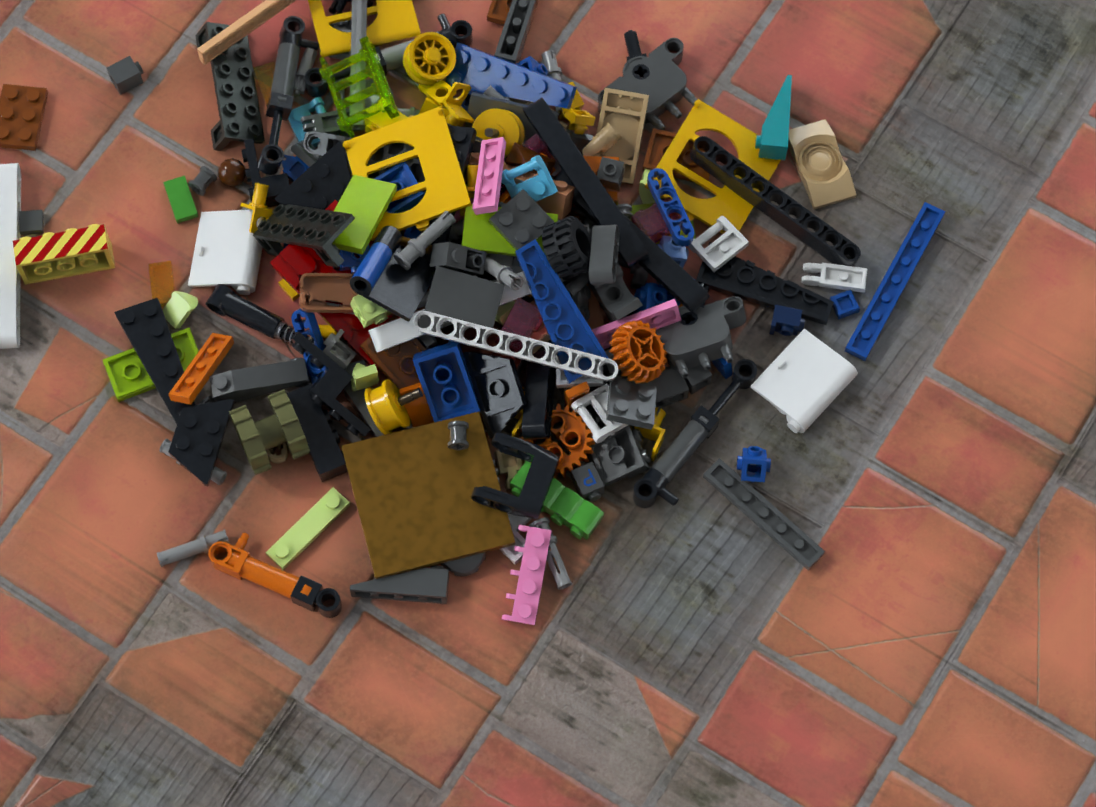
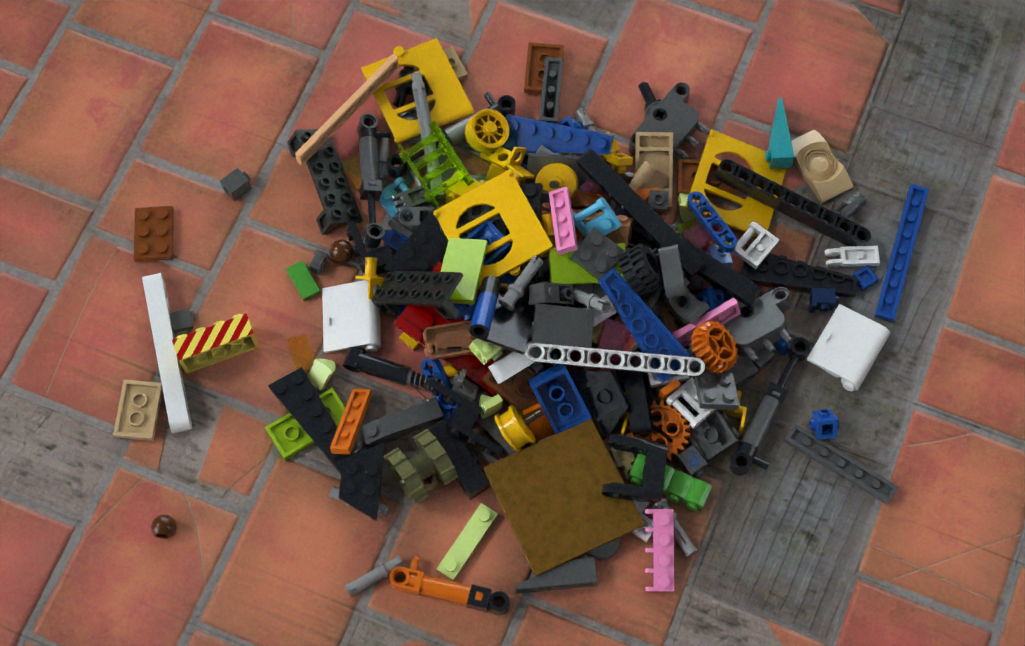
camera: 10 degrees left, 0 degrees up
(458, 435) = (579, 442): dark grey bush -> none
(847, 216) = (851, 205): none -> dark grey hinge

